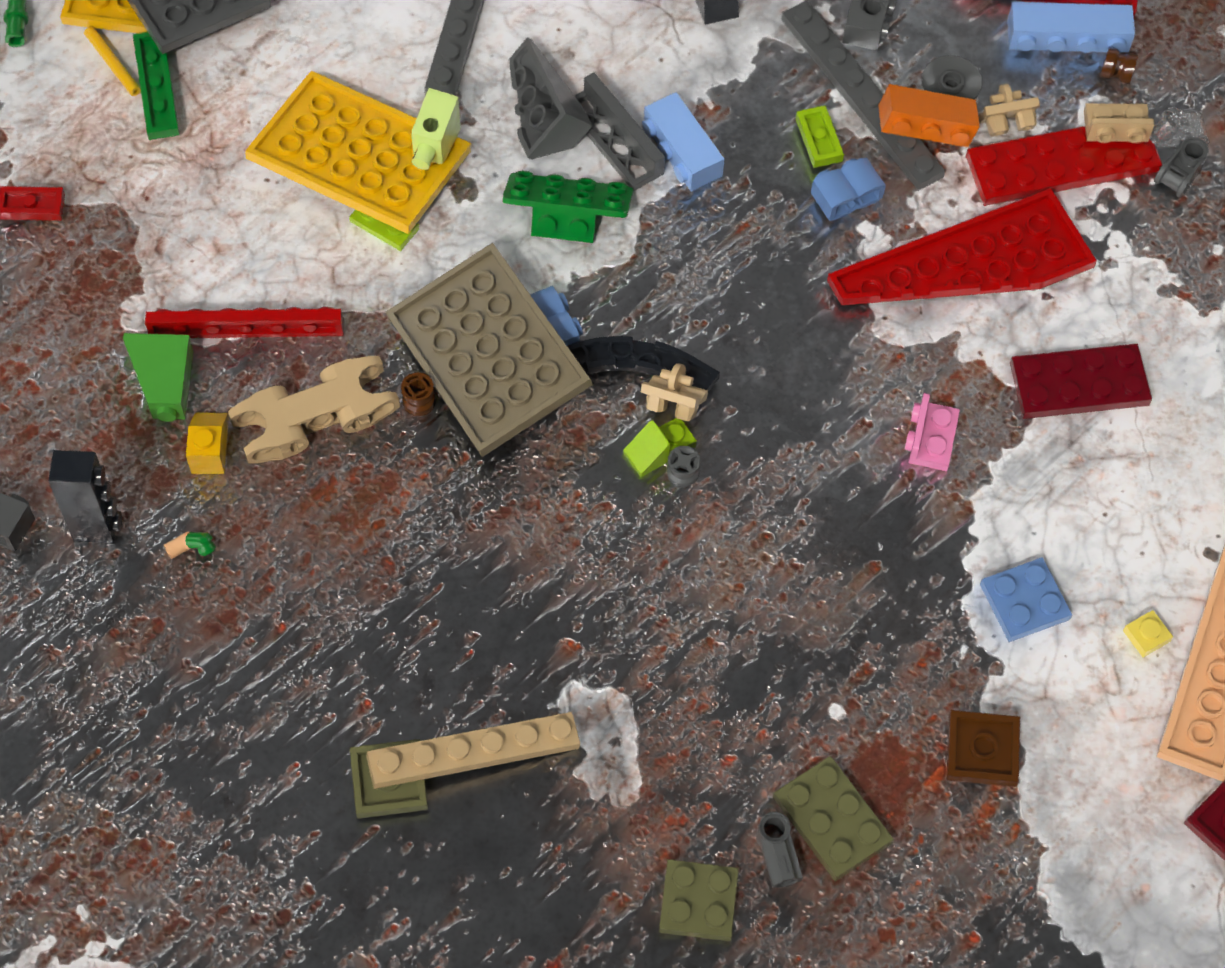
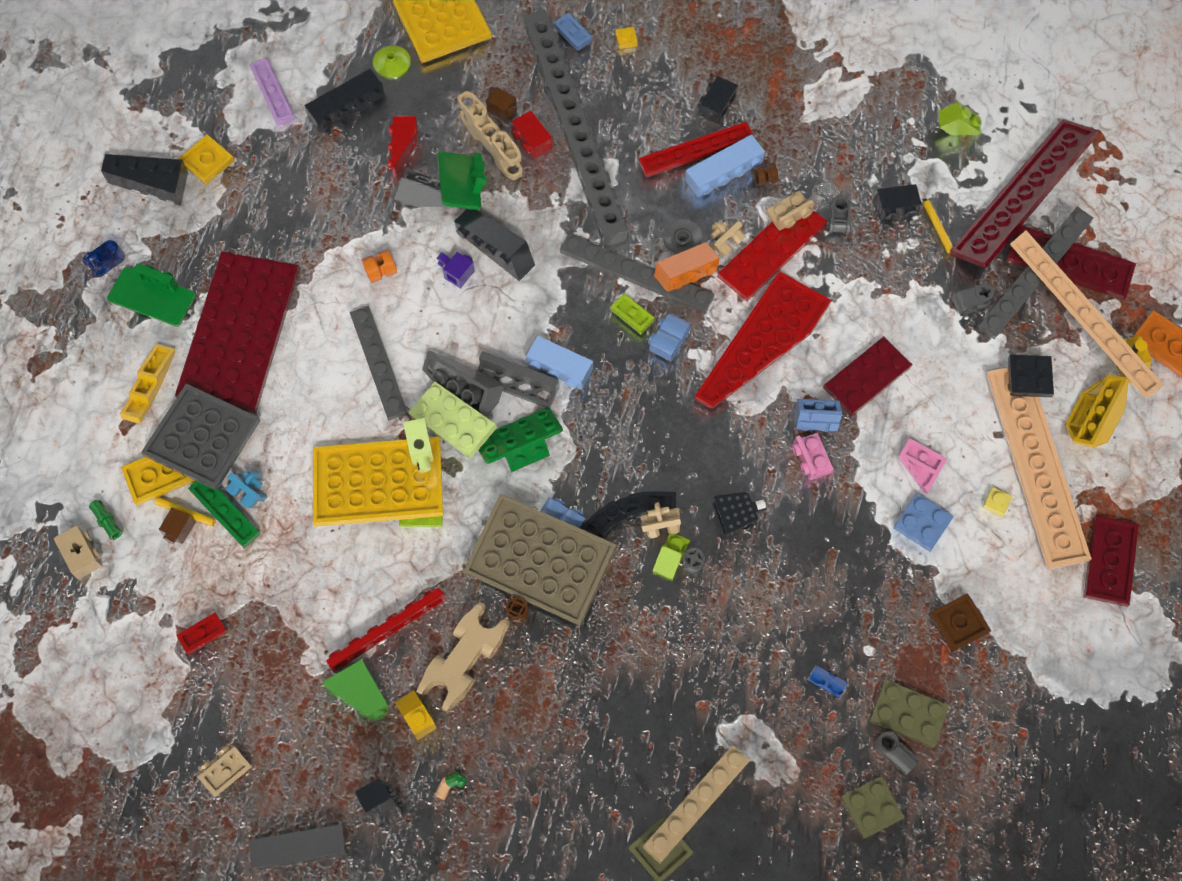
camera: 30 degrees left, 5 degrees up
(89, 69) = (176, 526): none -> reddish brown brick
(205, 71) = (239, 483): none -> dark azure hips
(500, 133) = (453, 420): none -> yellowish green plate
(754, 711) = (828, 679): none -> blue piece
(781, 443) = (737, 512): none -> black torso
(973, 385) = (817, 415): none -> medium blue brick
(1075, 526) = (922, 463): none -> bright pink wing

